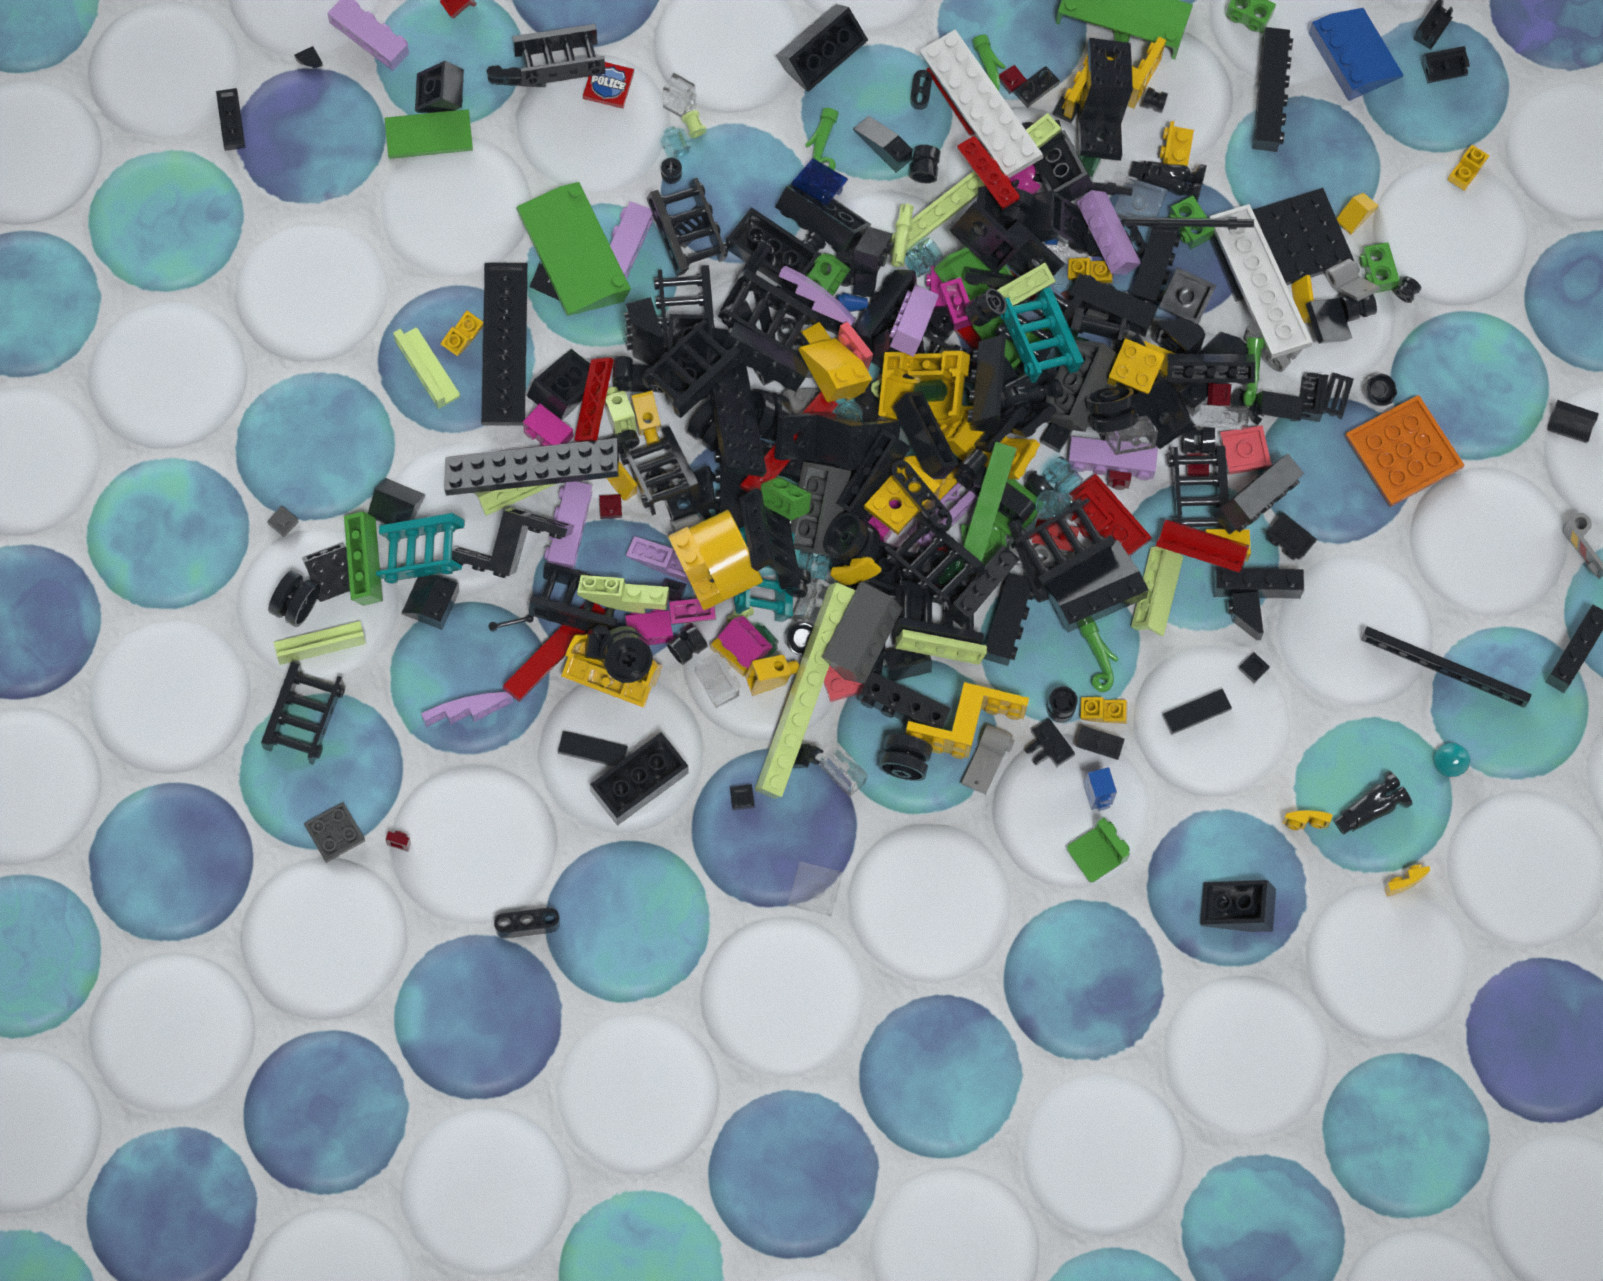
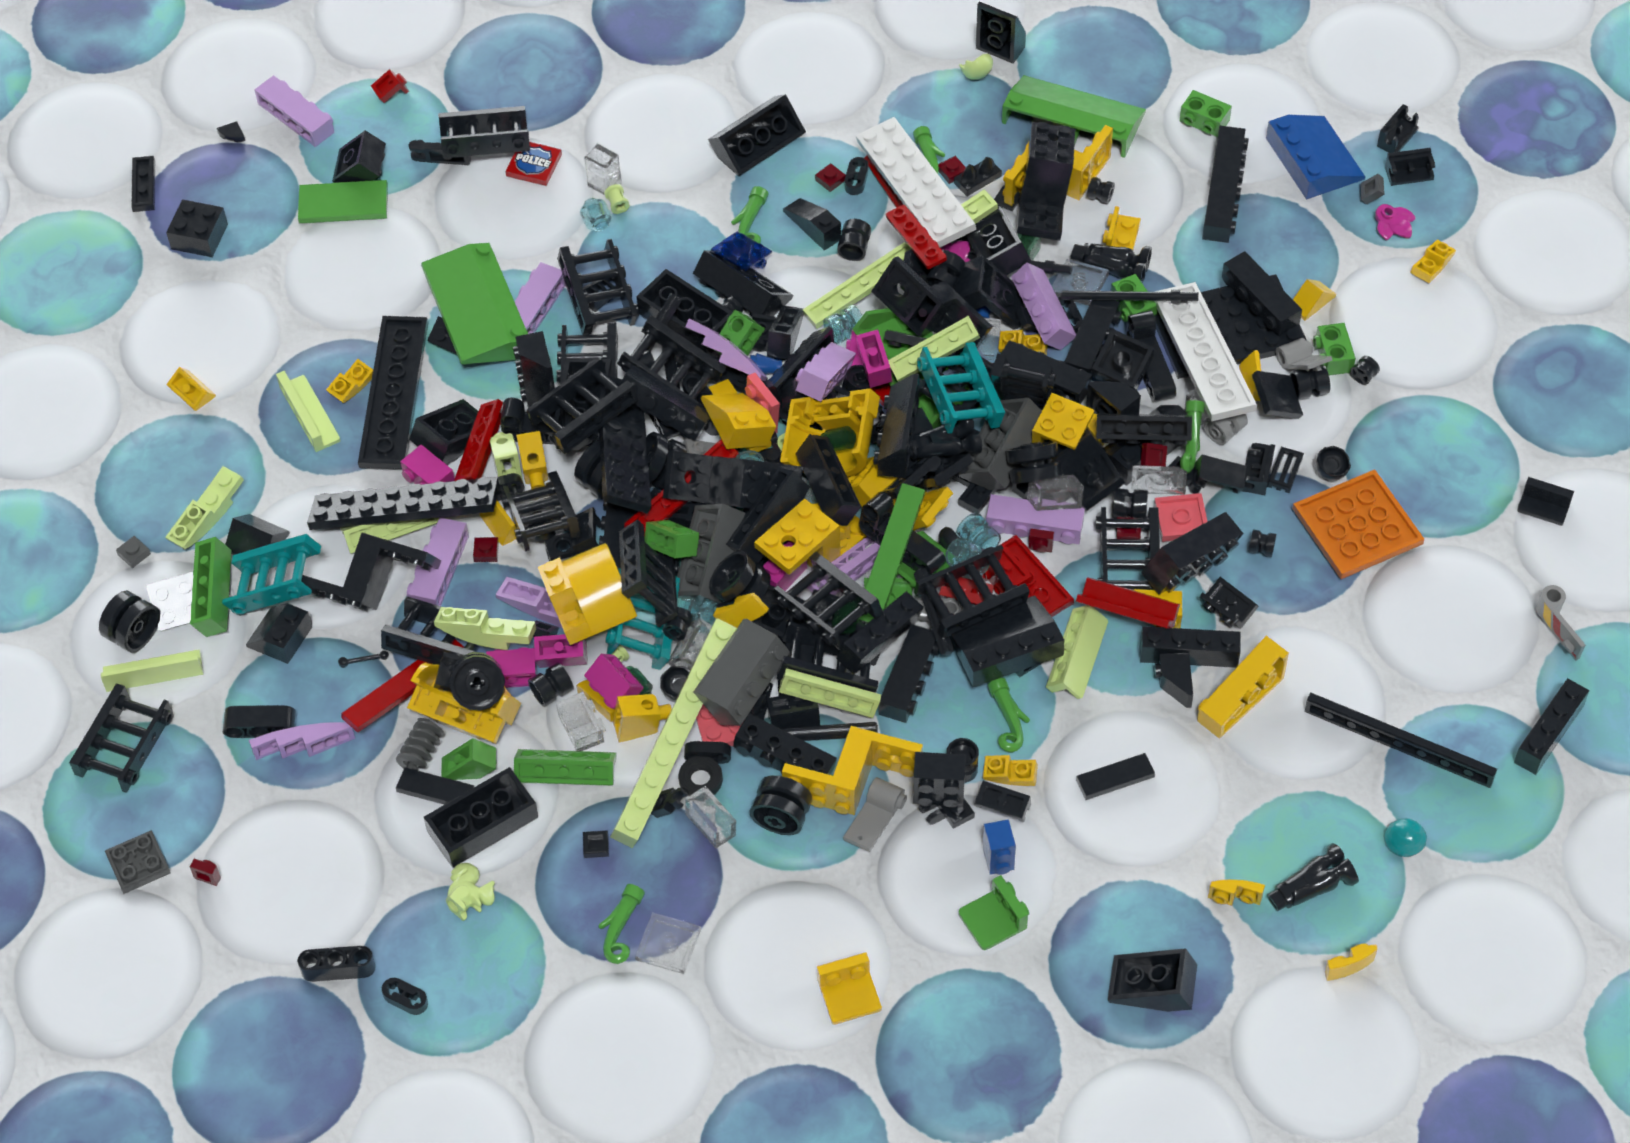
camera: 10 degrees right, 15 degrees down
(292, 171) = (197, 228): none -> black brick
(310, 346) = (190, 388): none -> yellow slope
(346, 477) = (207, 511): none -> yellowish green slope
(425, 691) = (257, 720): none -> black beam
(574, 709) = (420, 744): none -> dark grey piece
(587, 954) = (407, 991): none -> black beam
(621, 723) = (469, 761): none -> bright green slope
(632, 852) = (465, 894): none -> yellowish green animal
(671, 176) = (588, 239): black wheel -> none
(707, 725) = (565, 767): none -> bright green fence
(769, 868) = (617, 919): none -> bright green plant
(824, 716) = (700, 763): none -> black tyre
(835, 705) = (716, 750): none -> black beam
(873, 250) = (789, 311): black brick -> none
(896, 92) = (830, 177): none -> dark red plate
(901, 240) = (825, 292): yellowish green pin -> none
(924, 494) = (816, 532): black beam -> none
(942, 678) = (824, 732): none -> black axle
(977, 927) = (848, 988): none -> yellow bracket
(985, 307) = (901, 356): black wheel -> none
(1045, 729) = (939, 779): none -> black brick
(1201, 263) = (1158, 376): none -> black beam
(1254, 668) = (1182, 734): black tile -> none
(1307, 623) = (1244, 687): none -> yellow wedge
(1310, 213) = (1261, 293): none -> black brick
(1319, 474) = (1262, 543): none -> black wheel
(1410, 90) = (1372, 188): none -> dark grey plate
(1433, 127) = (1395, 222): none -> dark pink plate

